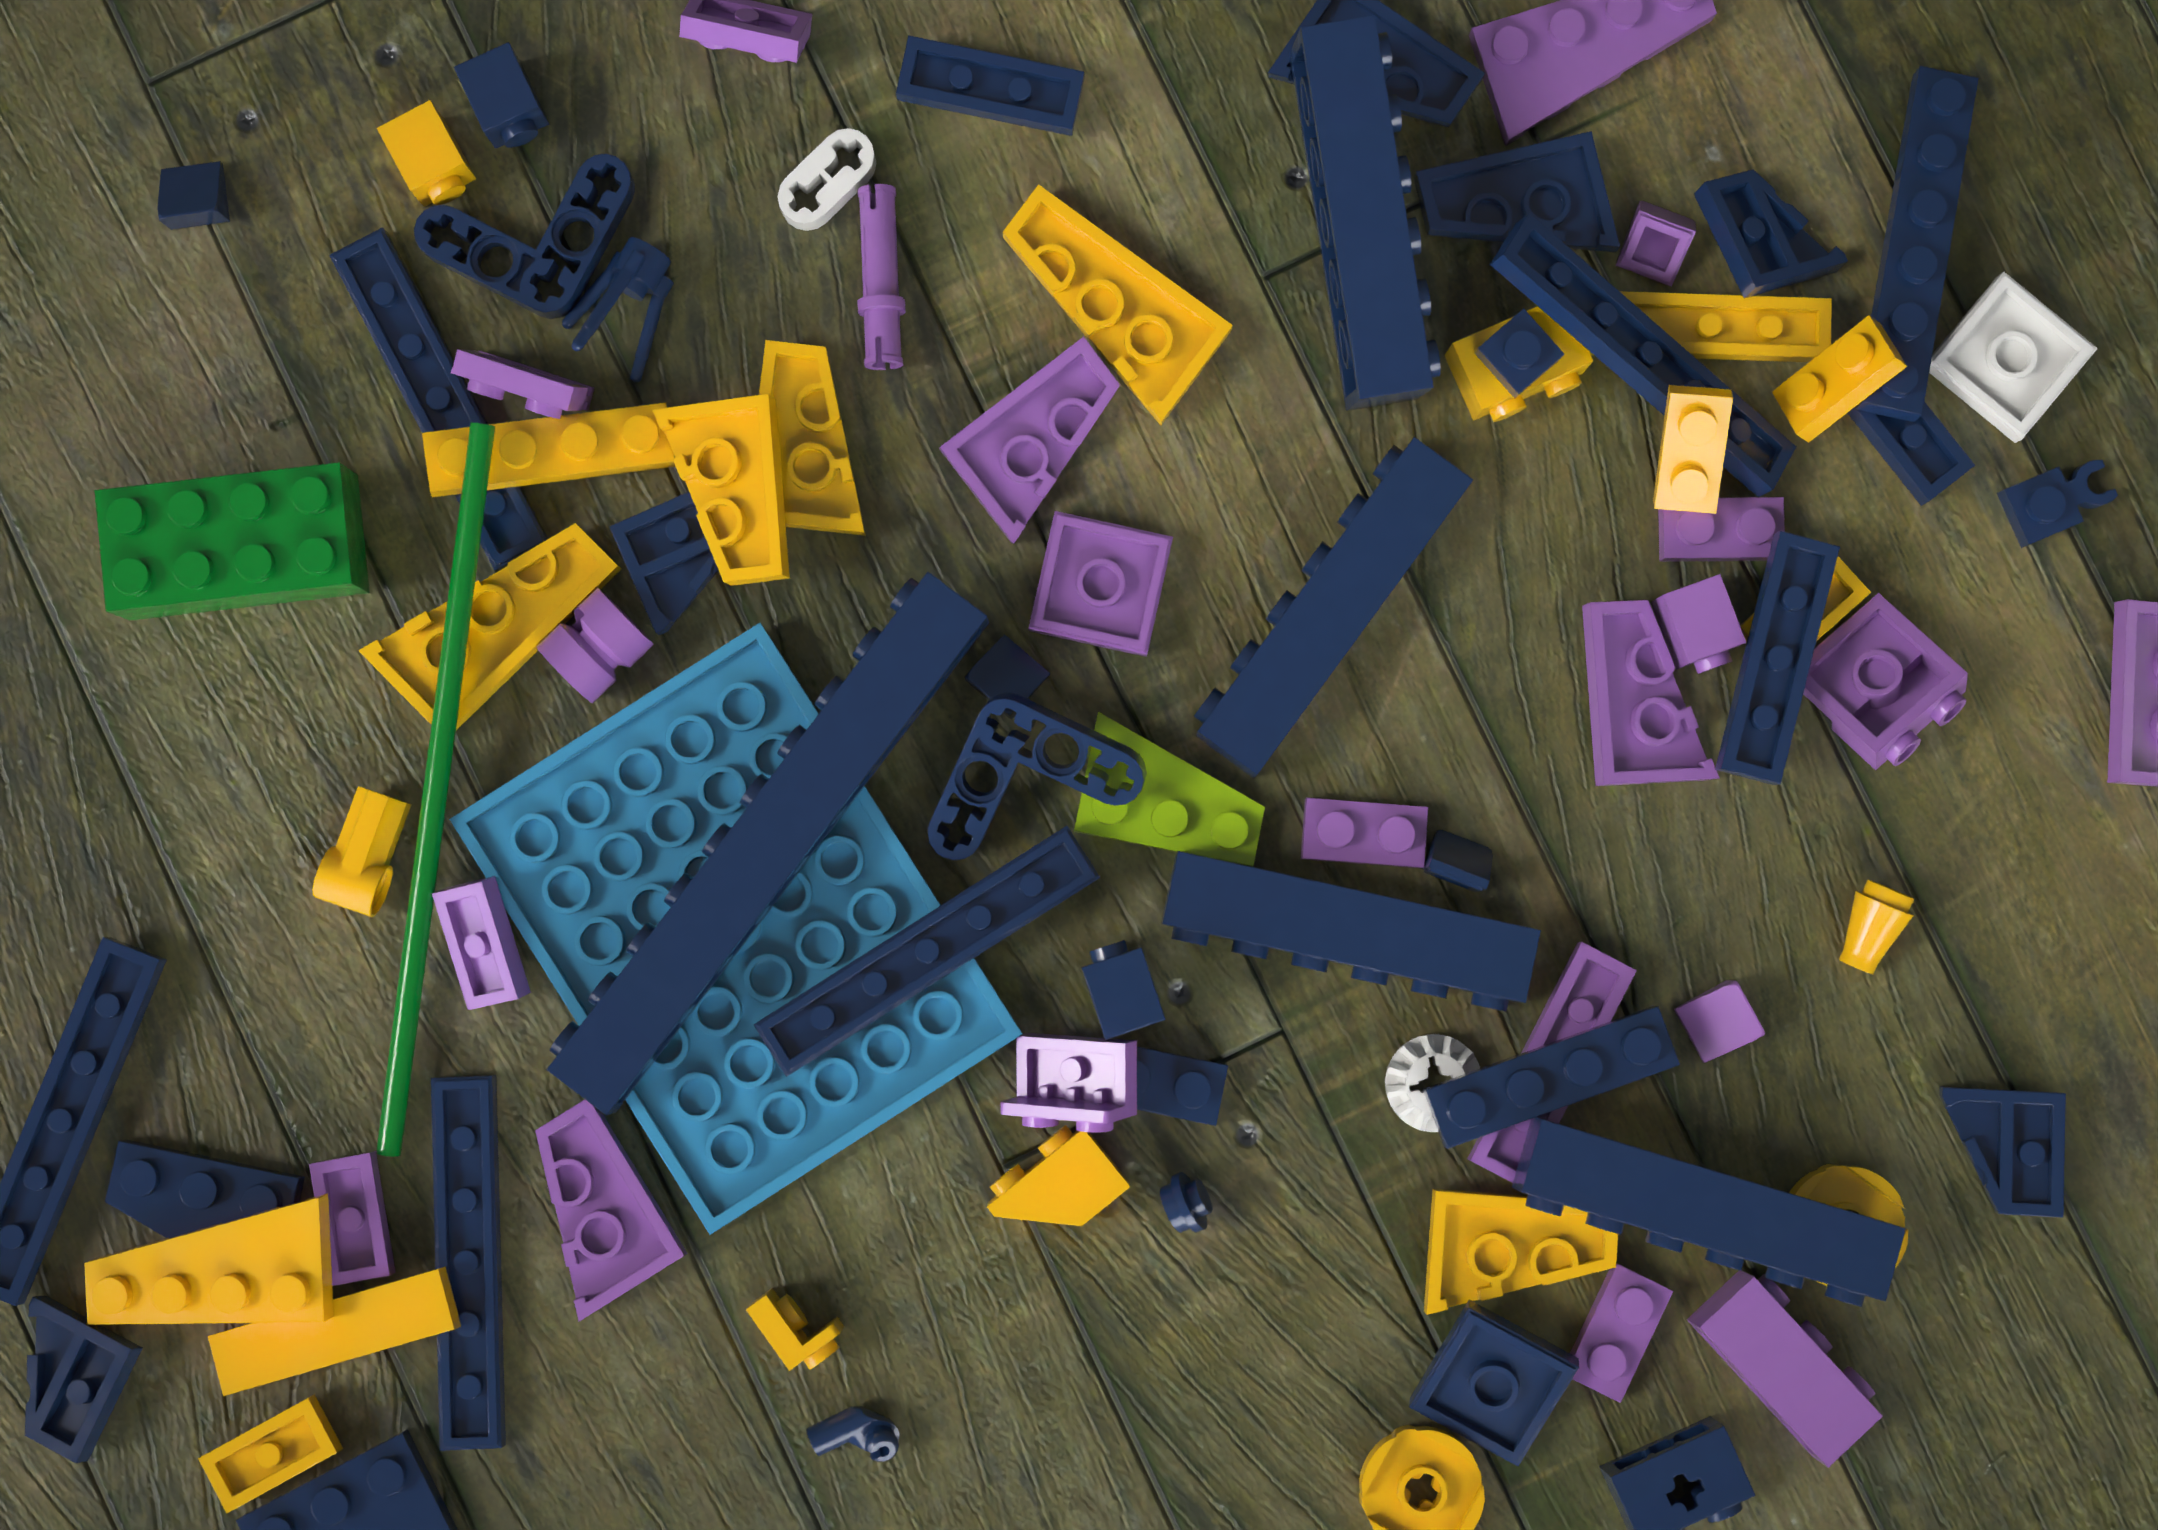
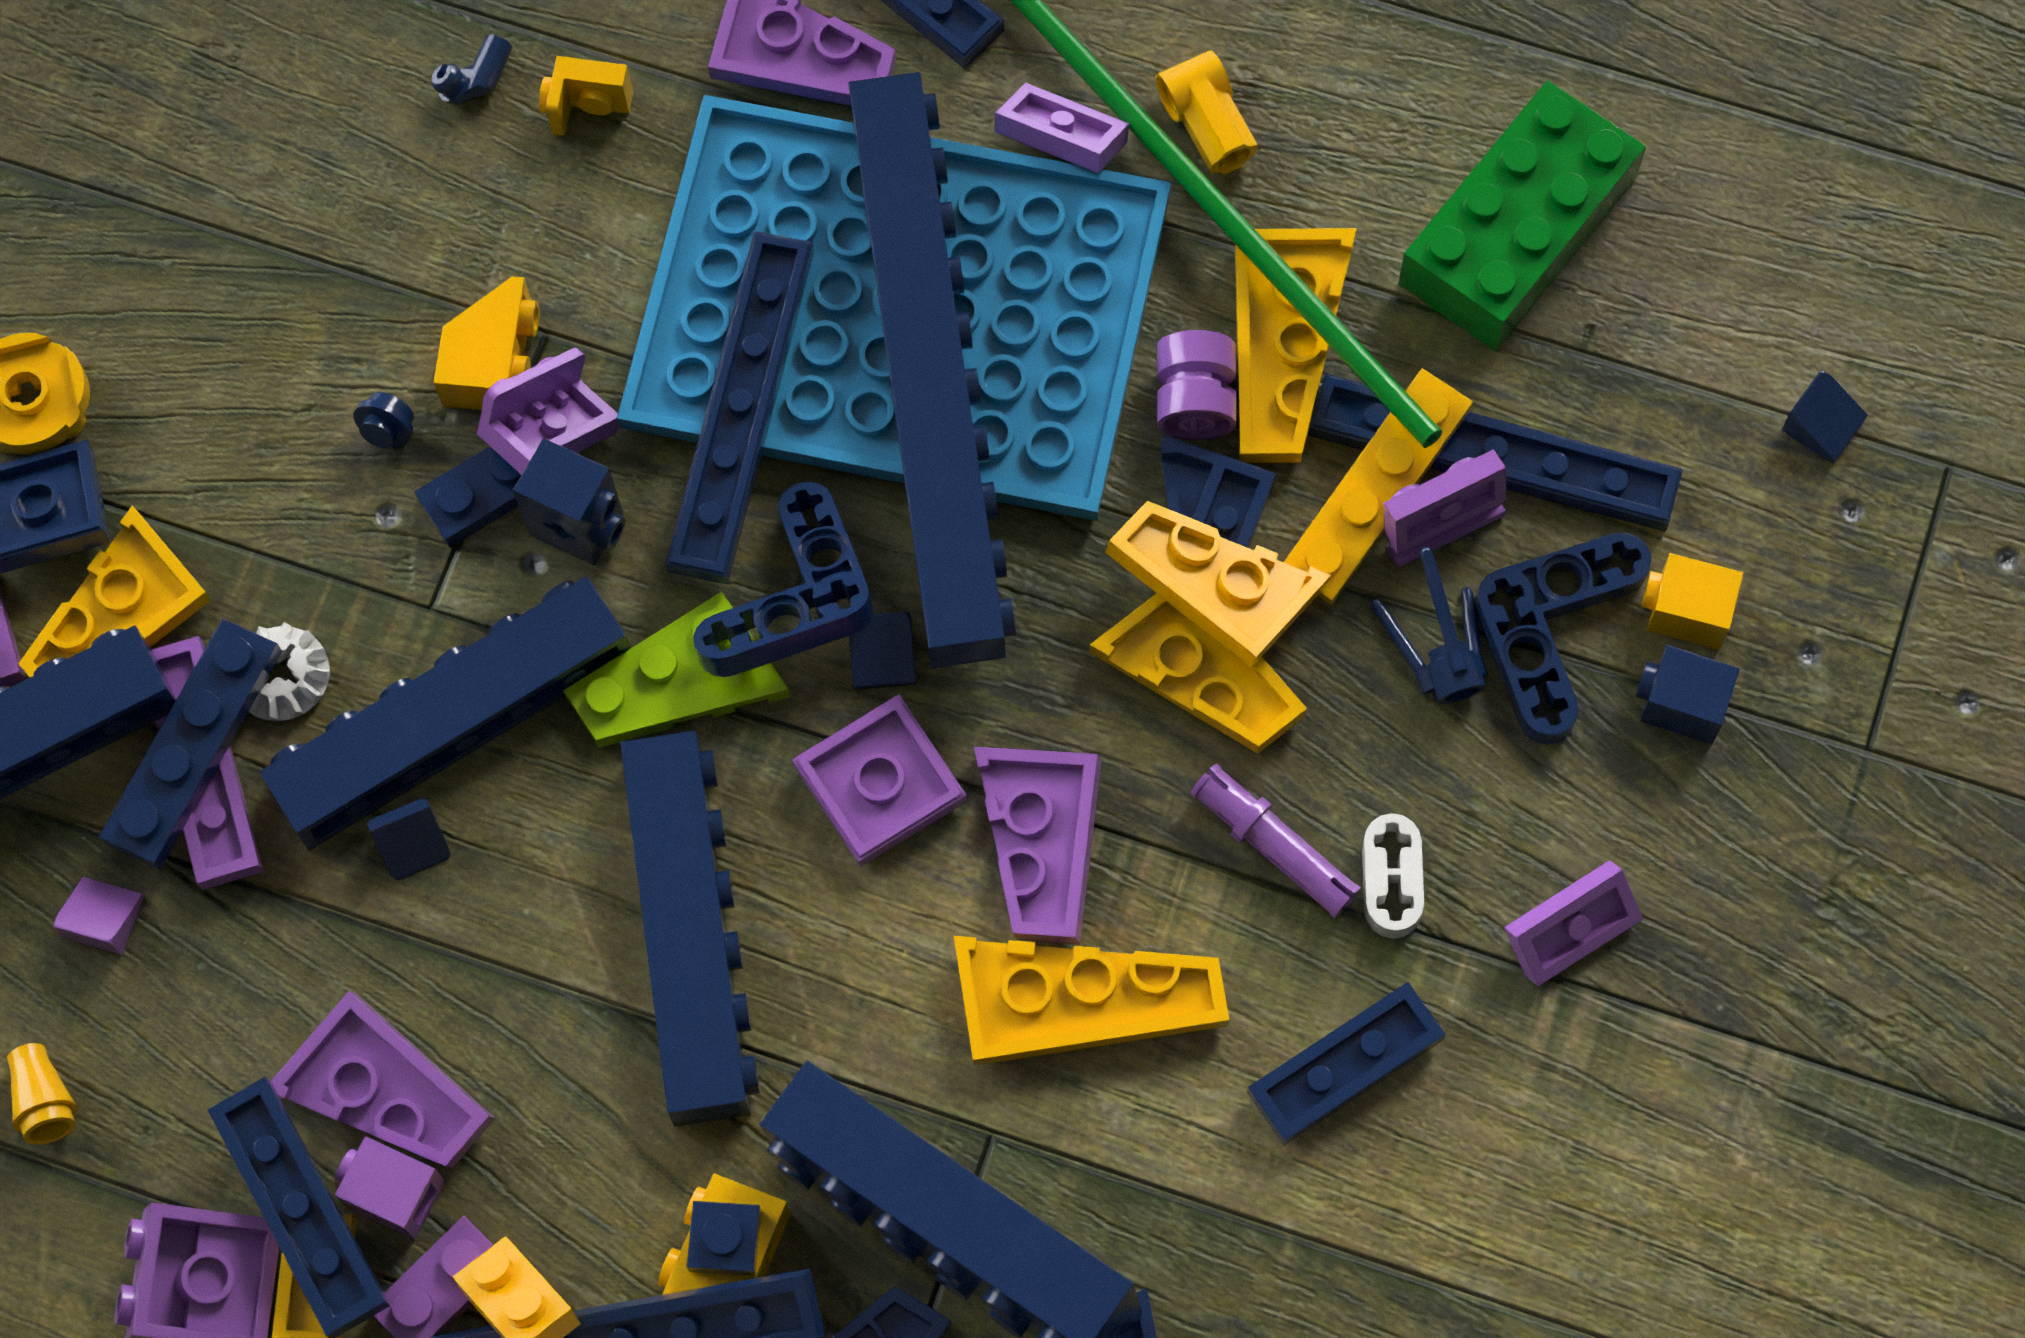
camera: 140 degrees right, 15 degrees down
(1364, 833) = (503, 796): medium lavender plate -> none

